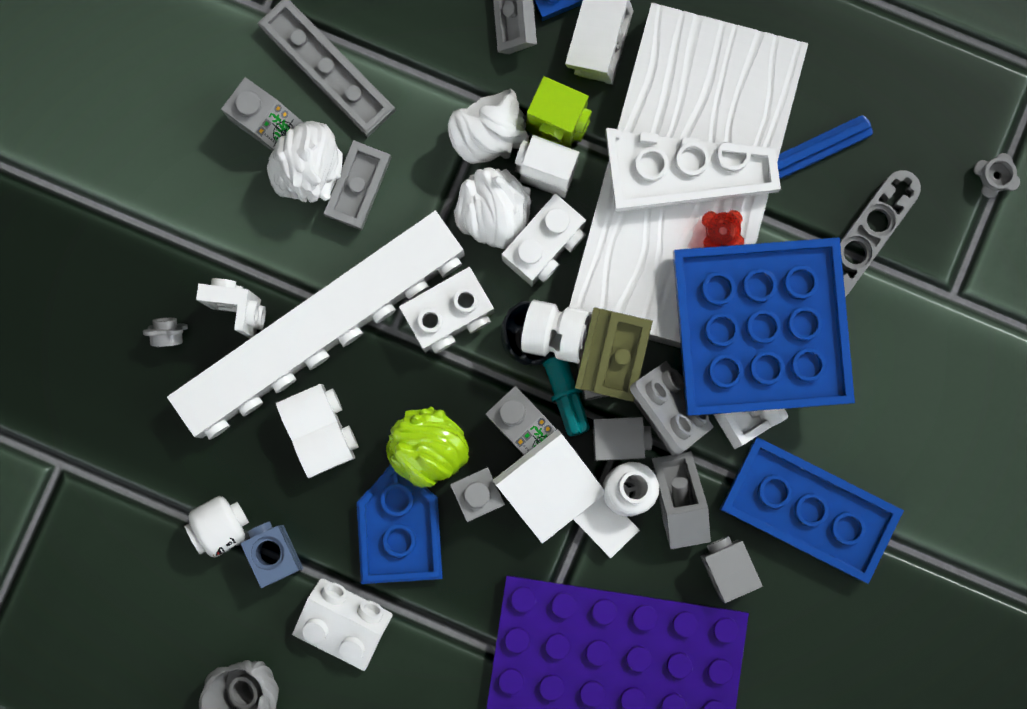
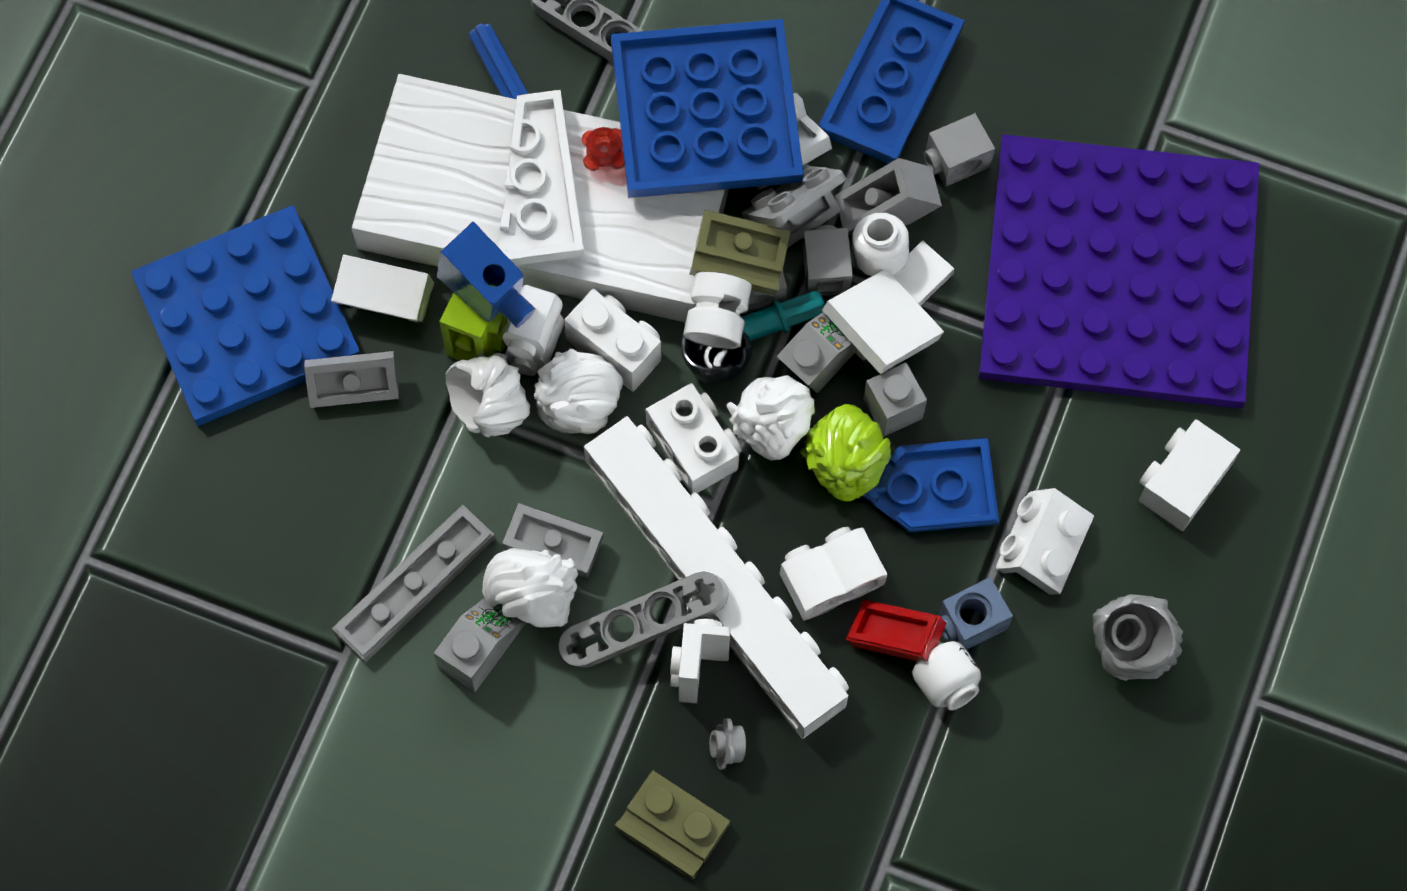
camera: 95 degrees left, 15 degrees down
(101, 284) = (672, 825): none -> olive plate
(257, 483) = (895, 631): none -> red tile
(271, 261) = (645, 625): none -> light grey beam
(460, 380) = (772, 415): none -> white hair
(579, 93) = (473, 264): none -> blue torso

